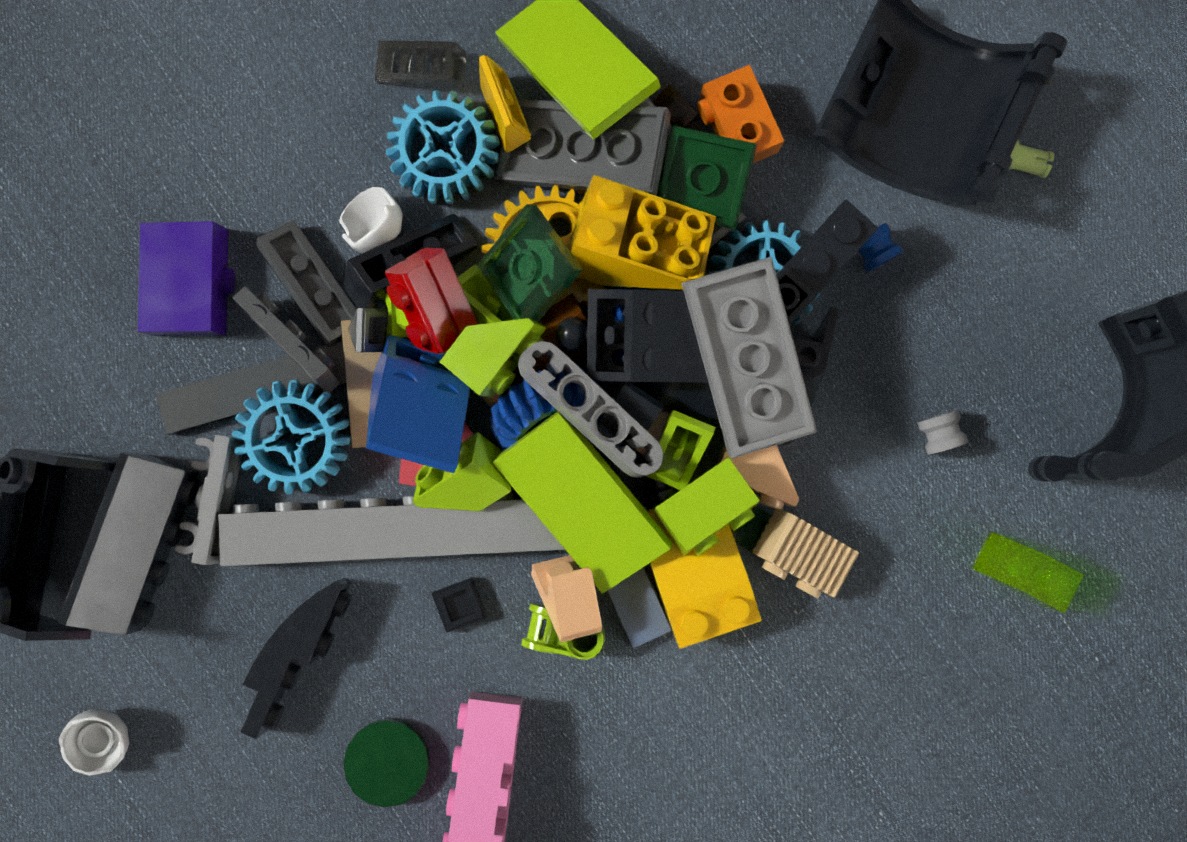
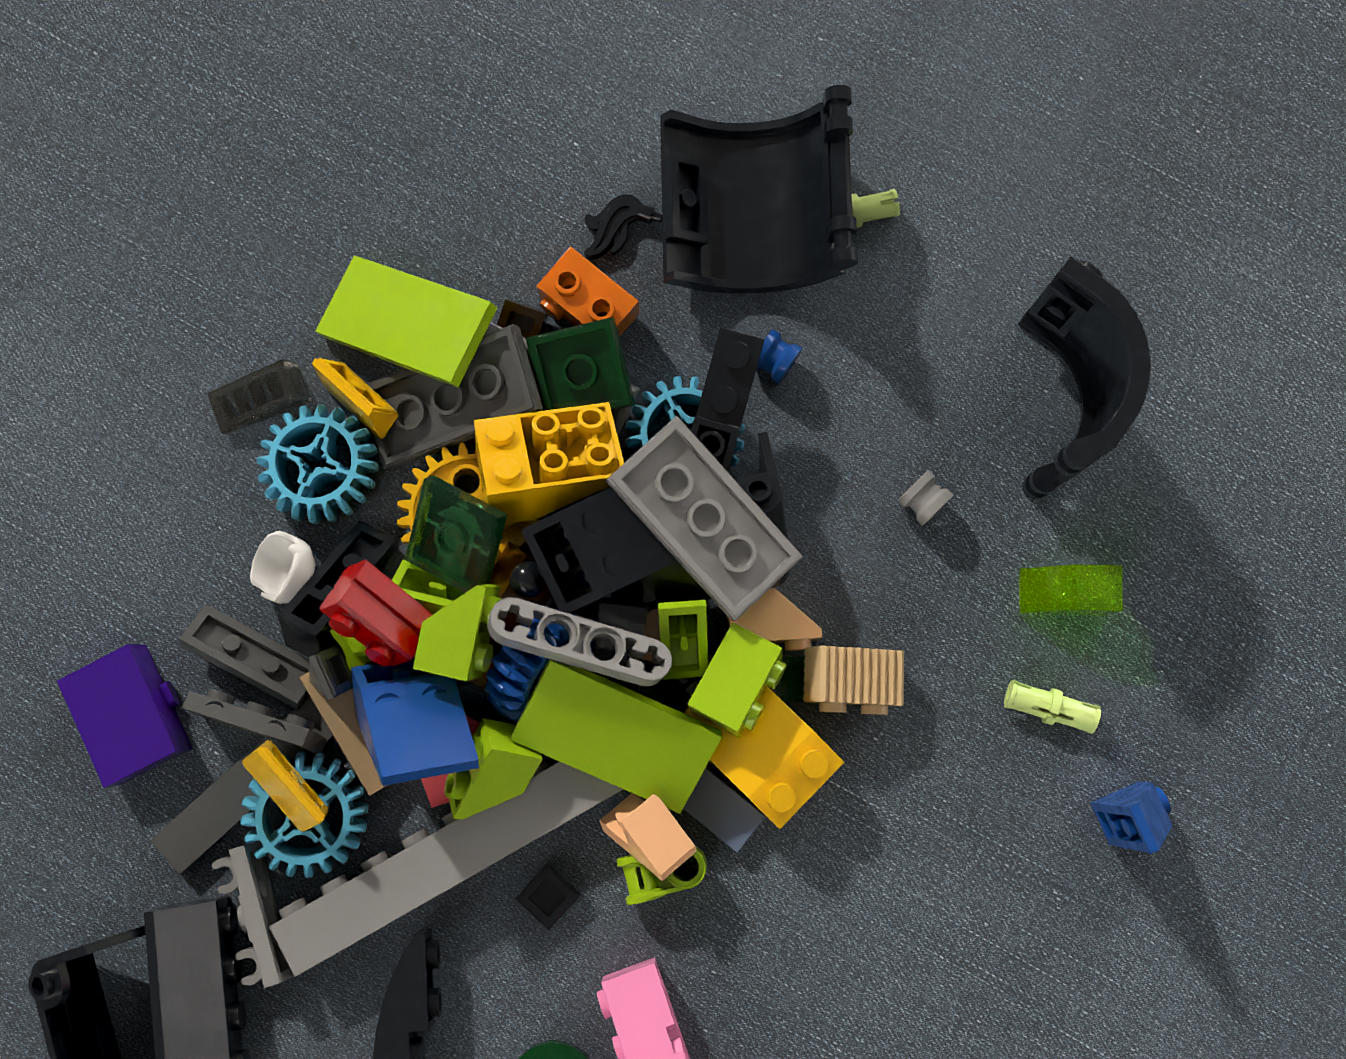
camera: 25 degrees left, 5 degrees down
(286, 406) = (286, 786): none -> yellow slope
(795, 62) = (613, 224): none -> black piece
(959, 661) = (1052, 706): none -> yellowish green pin
(982, 790) = (1135, 817): none -> blue slope

